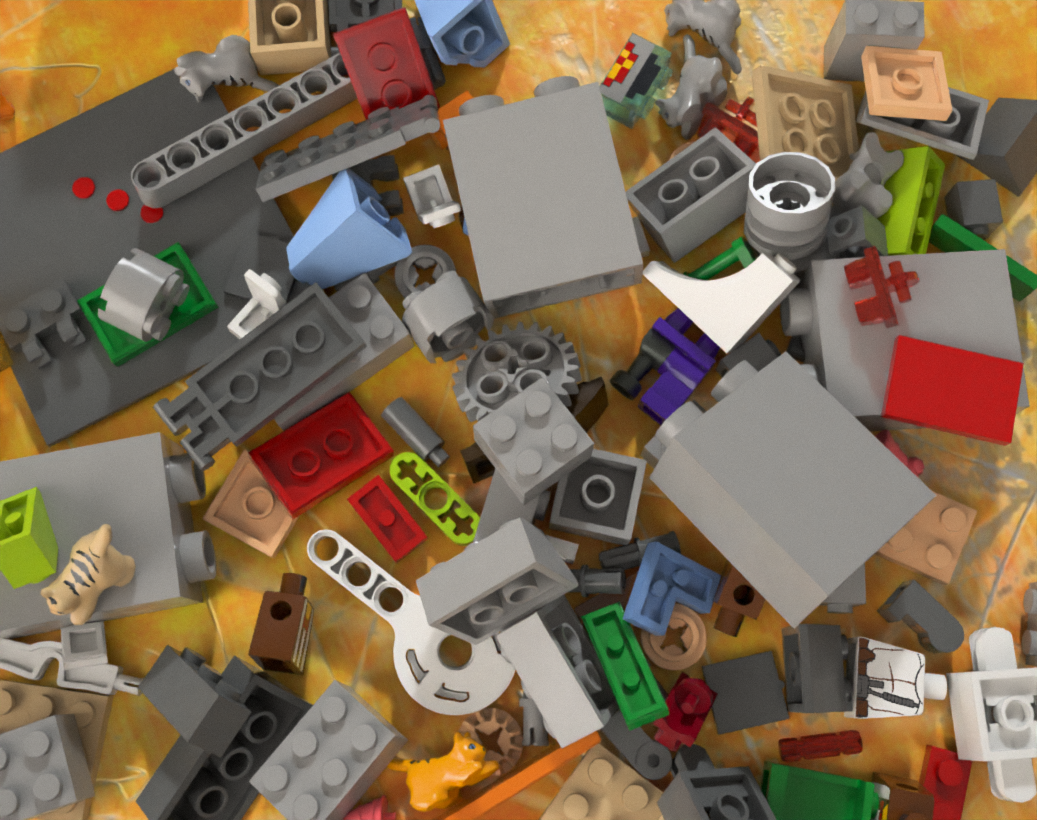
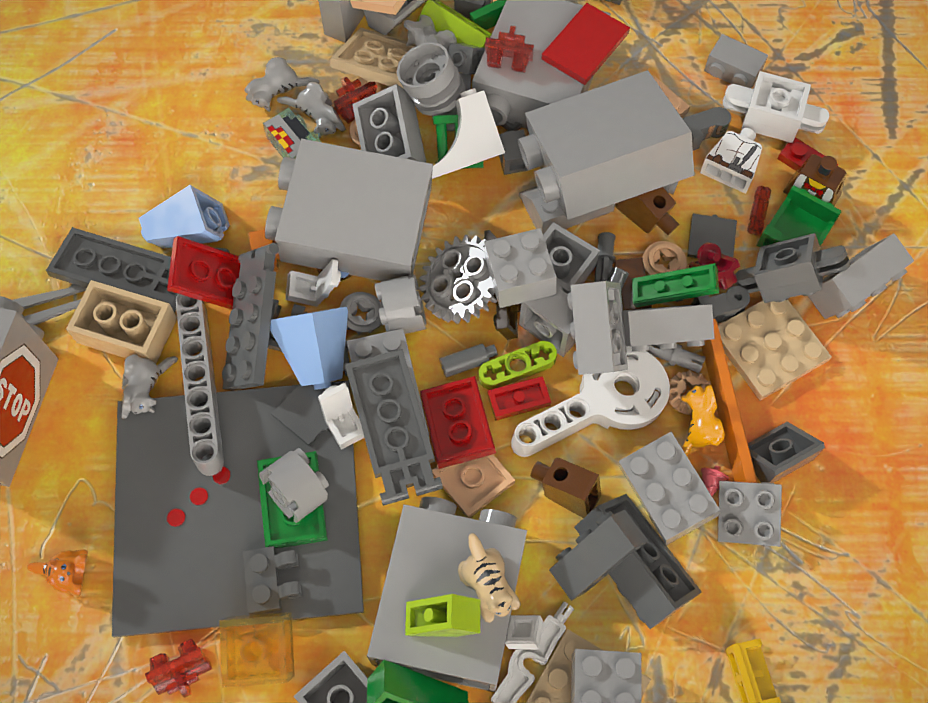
camera: 70 degrees left, 10 degrees down
(668, 579) = (632, 247): medium blue plate -> none
(675, 358) = (496, 188): dark purple hips -> none
(815, 668) = (714, 193): dark grey slope -> none

